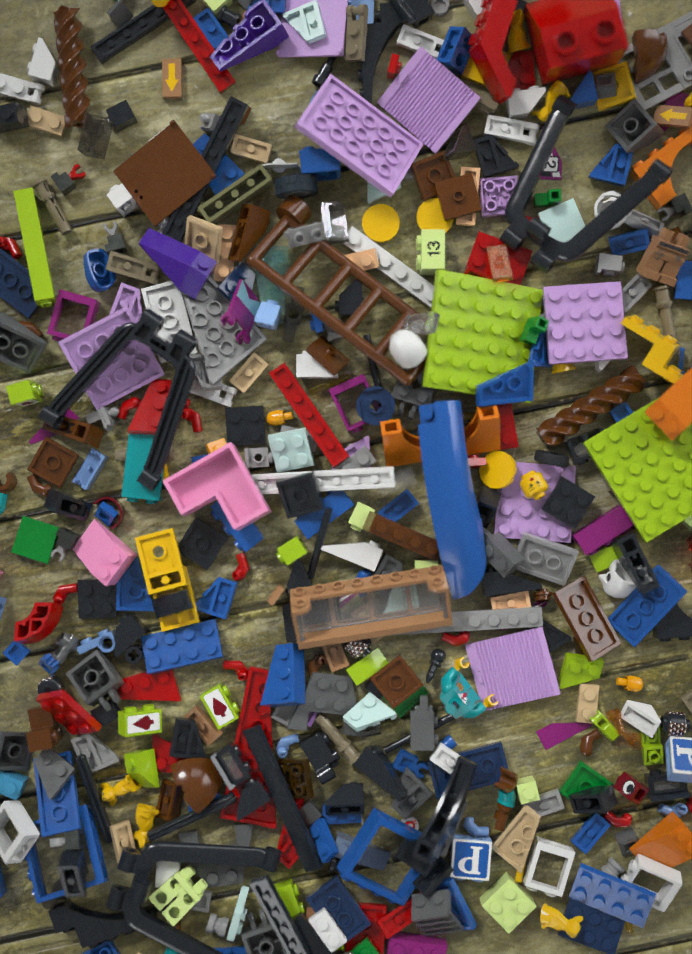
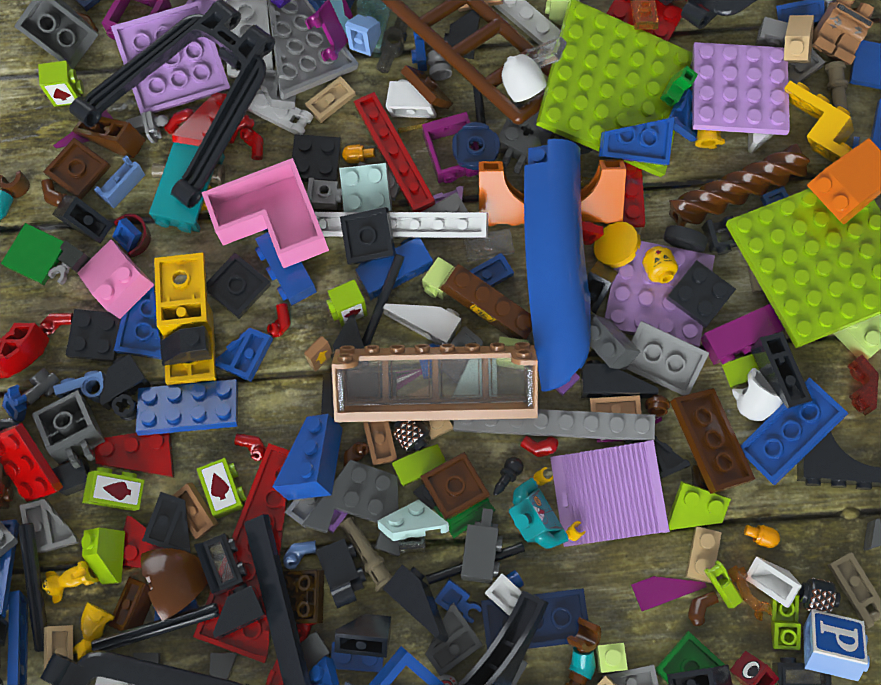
camera: 10 degrees right, 15 degrees down
(629, 274) = (799, 39): none -> tan slope

